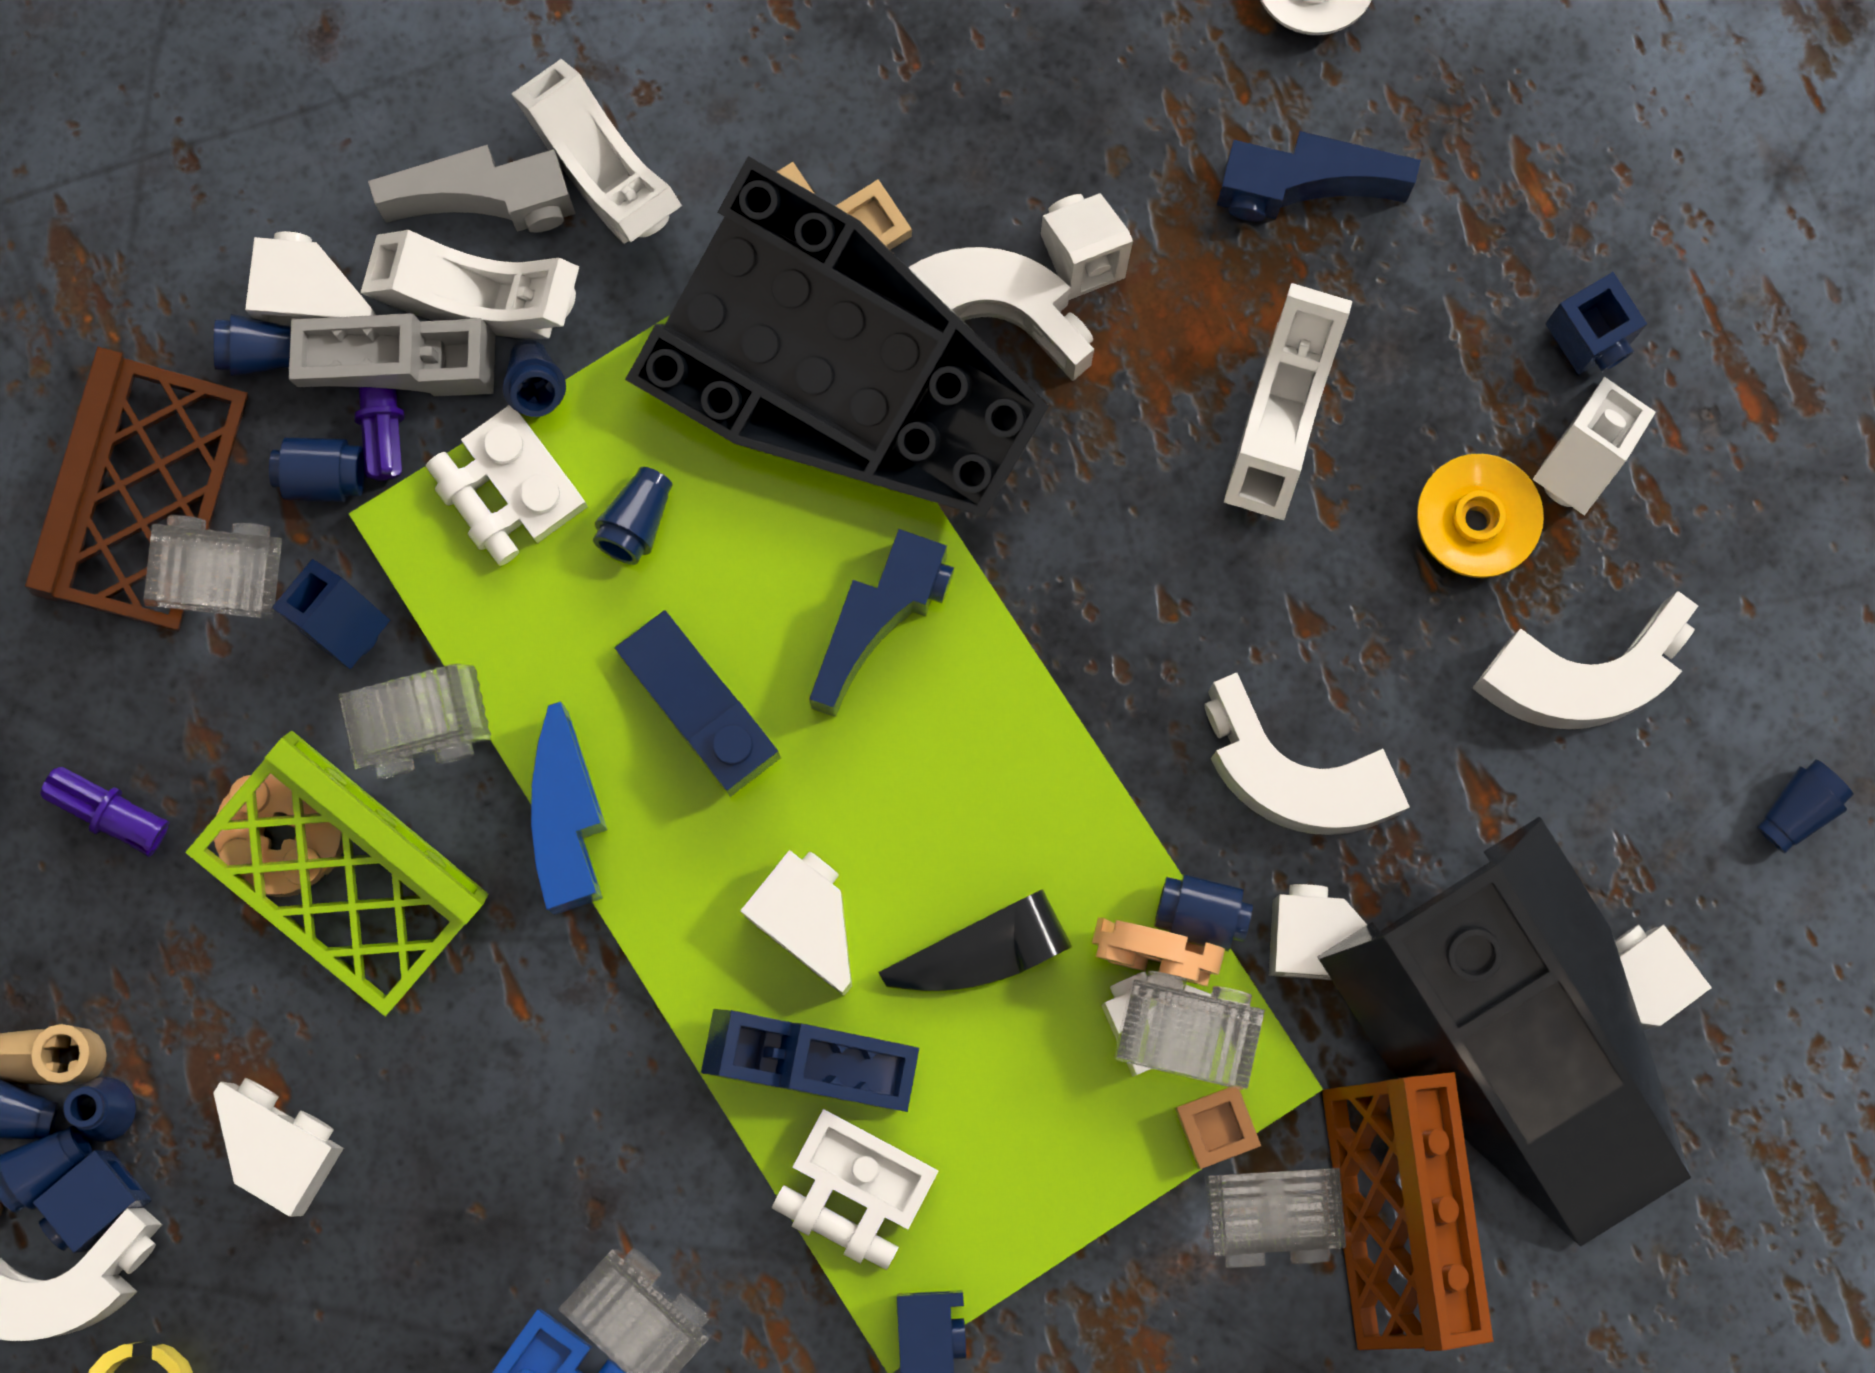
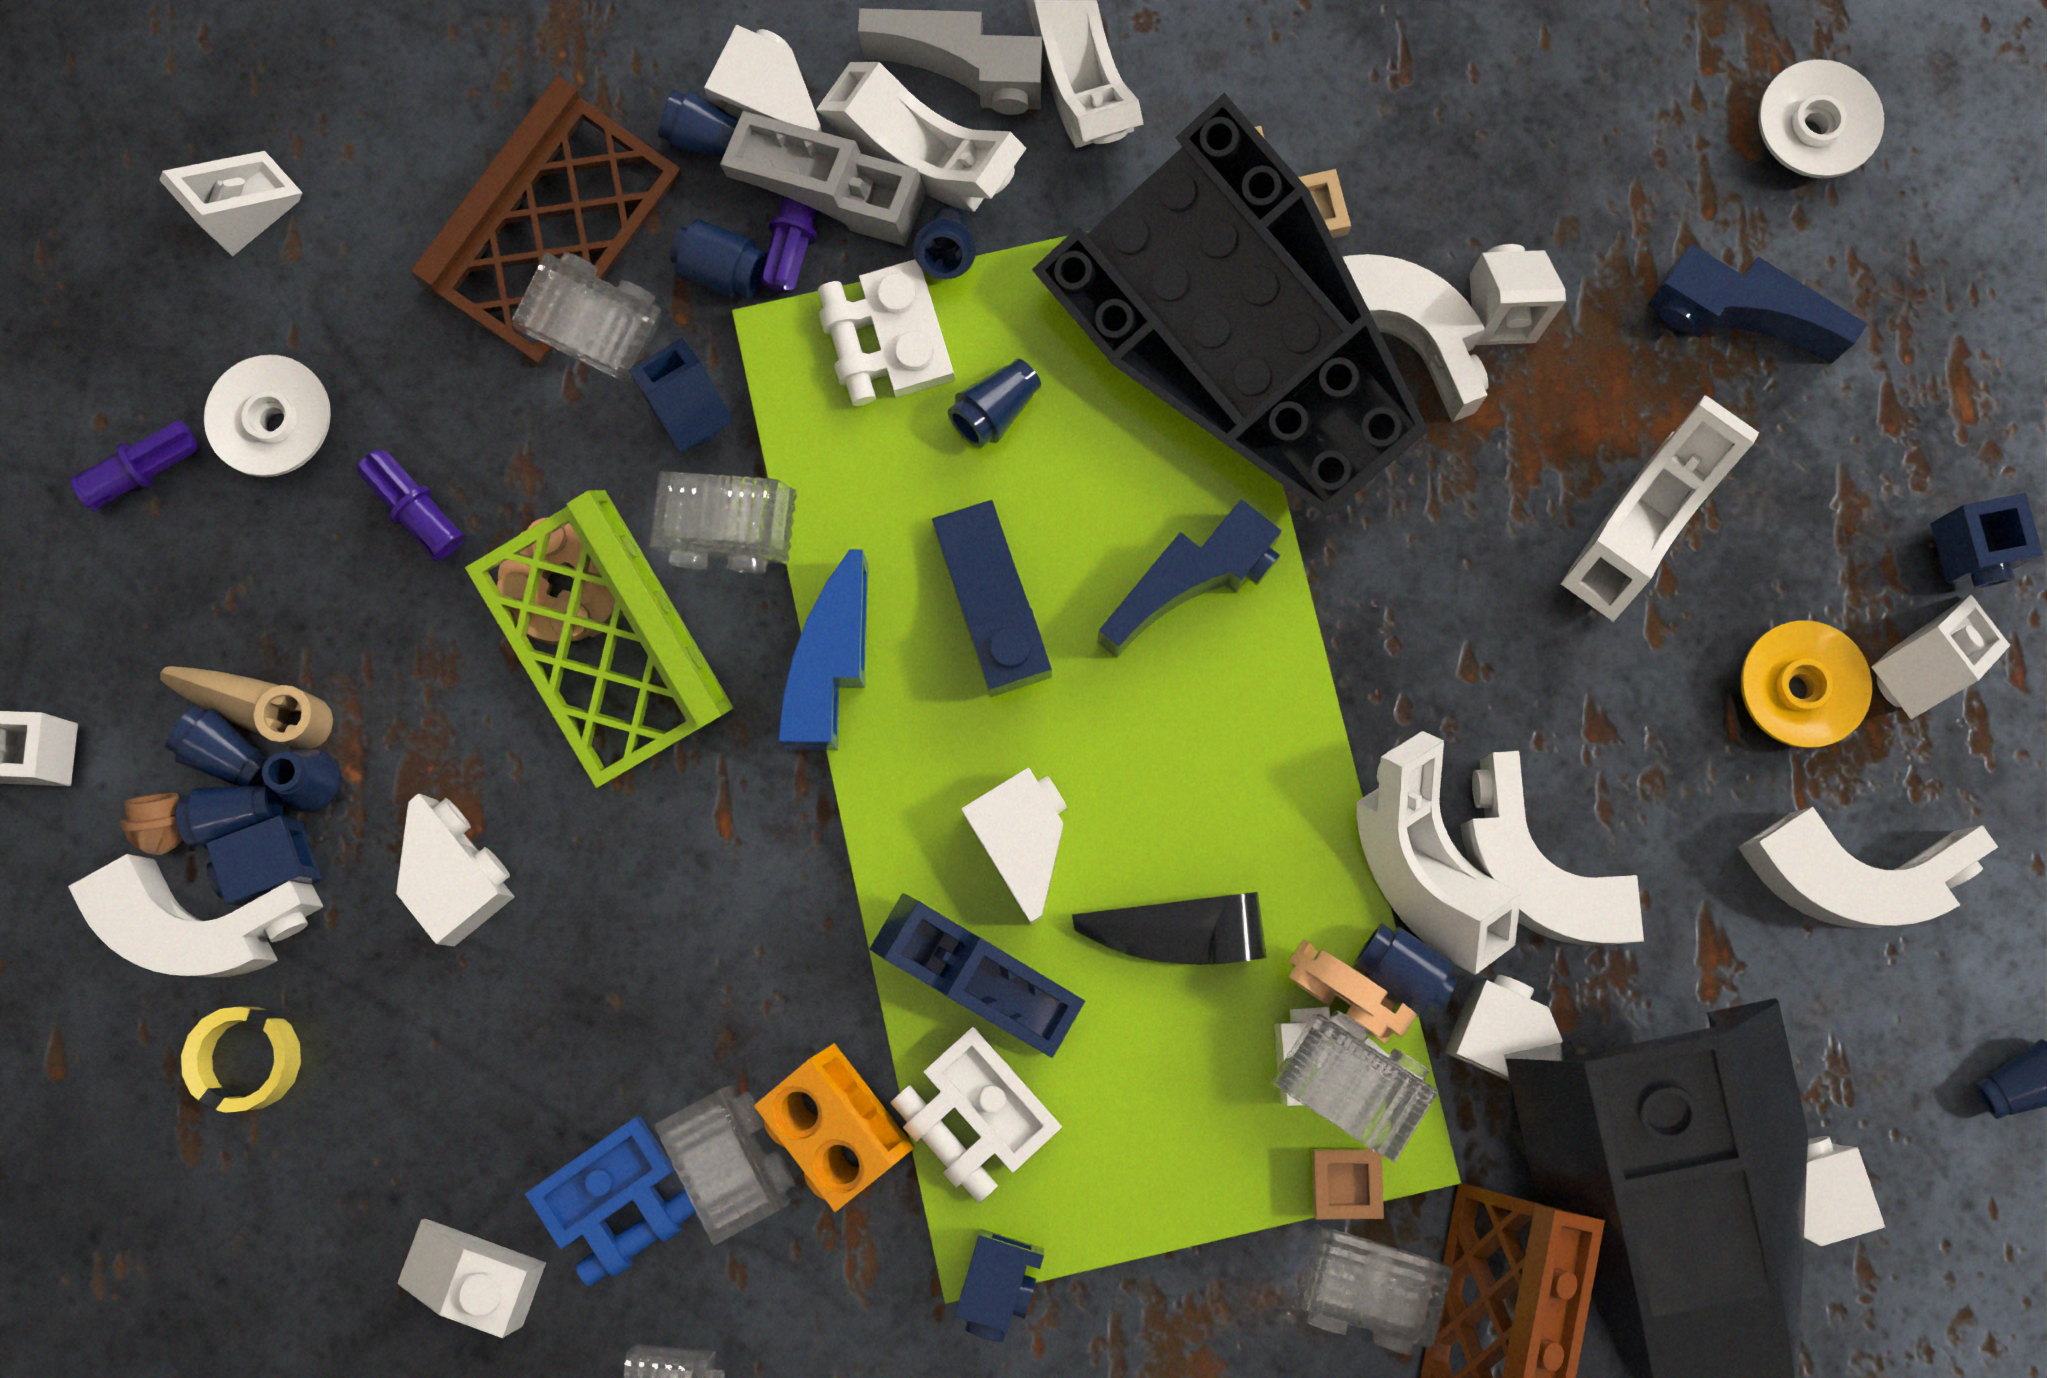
camera: 25 degrees right, 0 degrees up
(734, 1235) = (846, 1116): none -> light orange brick
(1185, 814) = (1422, 871): none -> white arch

